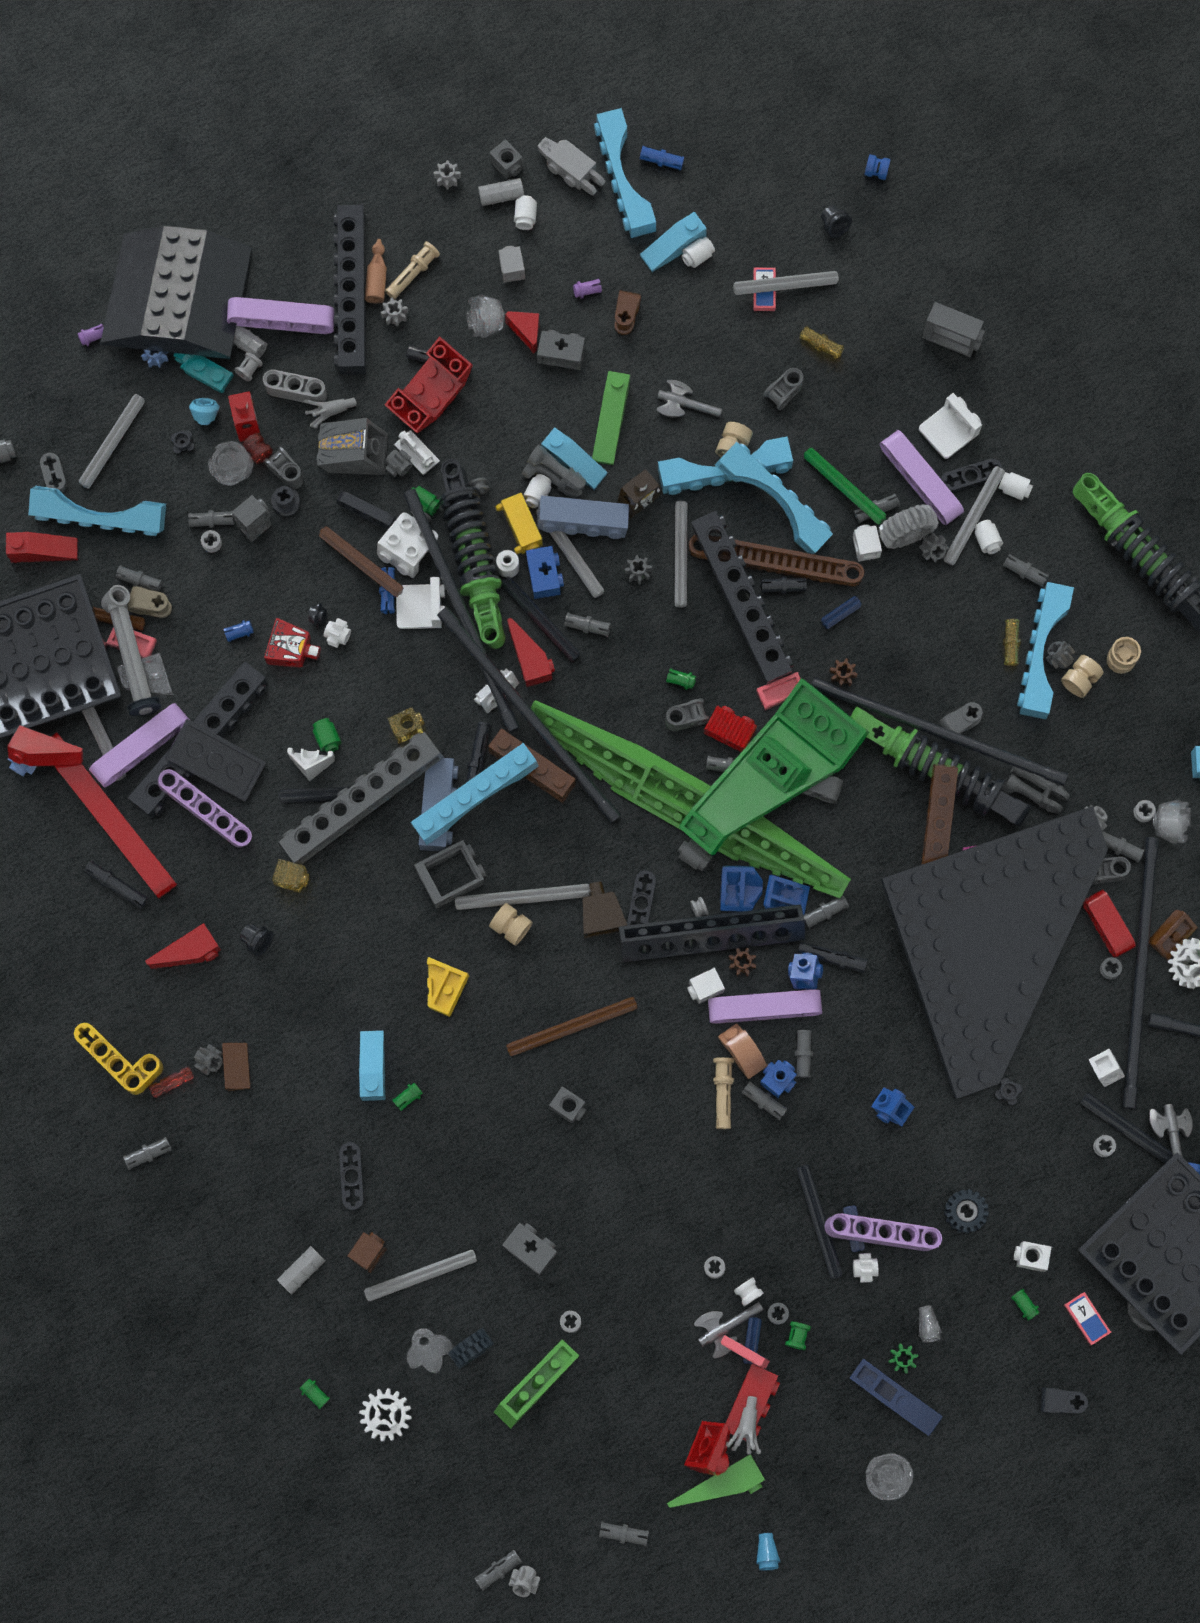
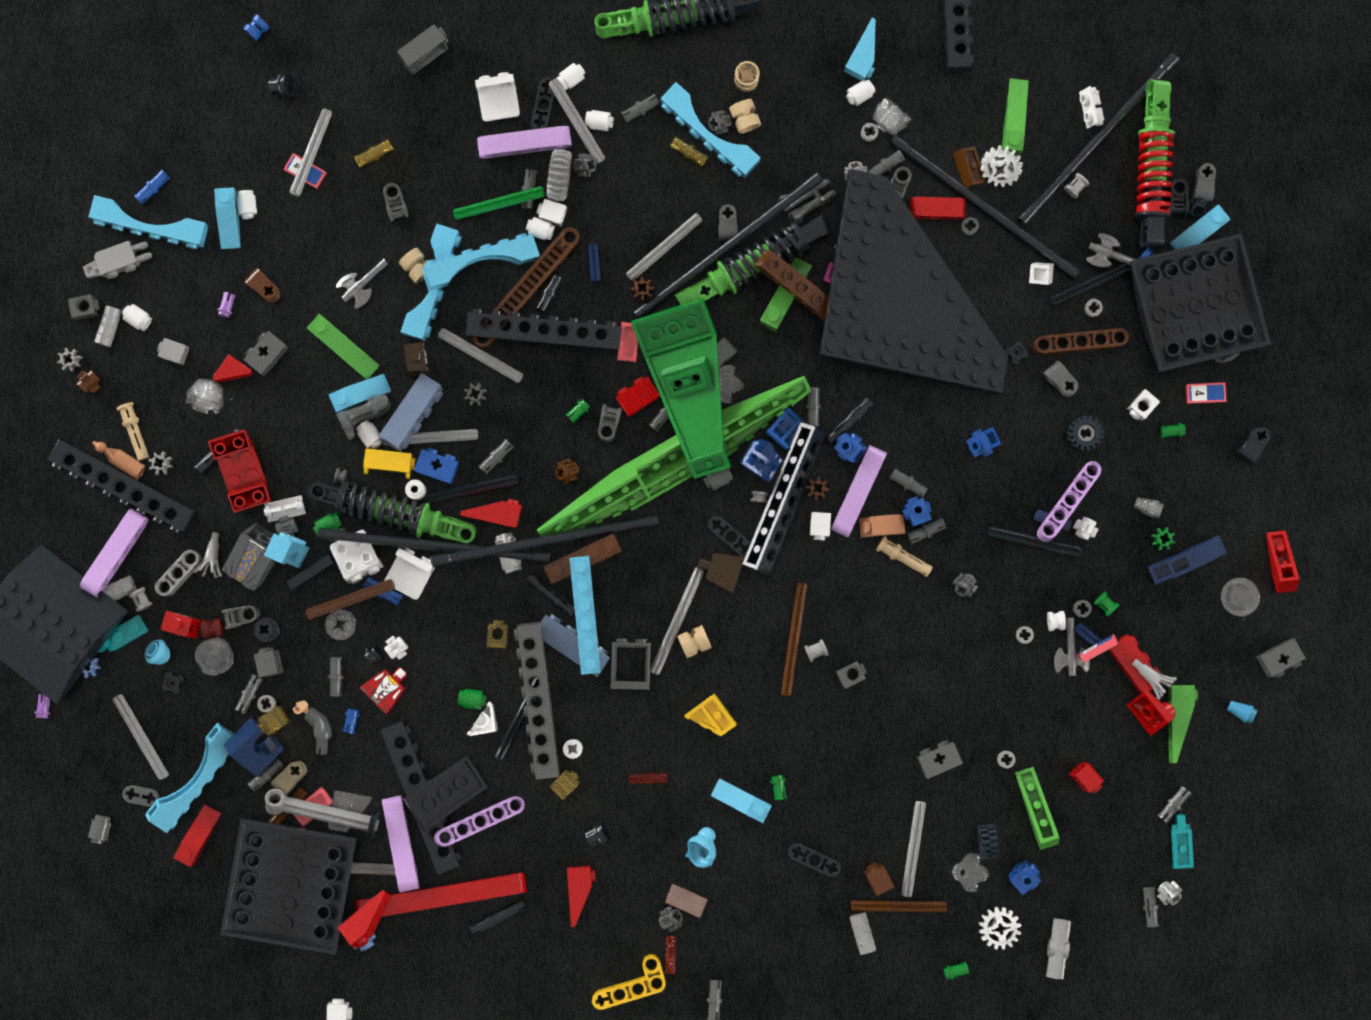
camera: 65 degrees left, 10 degrees up
(149, 551) = (250, 755): none -> dark blue piece
(197, 556) = (273, 721): none -> clear yellow brick
(218, 602) = (320, 725): none -> dark grey arm
(275, 591) = (335, 676): none -> dark grey pin
(299, 1051) = (702, 848): none -> medium azure piece
(333, 577) = (349, 626): none -> clear gear
(334, 867) = (574, 750): none -> white wheel
(343, 957) = (648, 778): none -> clear red axle
(350, 1293) = (899, 906): none -> reddish brown axle
(373, 451) = (287, 549): none -> medium azure arch
(397, 1492) = (1058, 948): none -> light grey piece
(436, 202) = (88, 381): none -> reddish brown gear
(455, 1410) = (1025, 876): none -> blue brick
(572, 1055) = (816, 650): none -> light grey bush
(585, 1566) = (1181, 843): none -> teal hinge
(598, 1417) = (1087, 778): none -> red brick
(613, 700) = (567, 471): none -> reddish brown gear
(731, 1172) = (965, 585): none -> dark grey gear
(798, 812) = (728, 383): none -> clear plate
(843, 540) = (540, 228): none -> white brick
(864, 1565) = (1288, 649): none -> dark grey brick
(899, 672) = (664, 246): none -> light grey axle
(913, 818) = (782, 300): none -> bright green slope
(954, 1504) = (1282, 562): none -> red slope
(1009, 1150) = (1058, 376): none -> dark grey piece
(1058, 1139) = (1089, 338): none -> reddish brown beam
(1179, 778) = (860, 92): none -> white brick

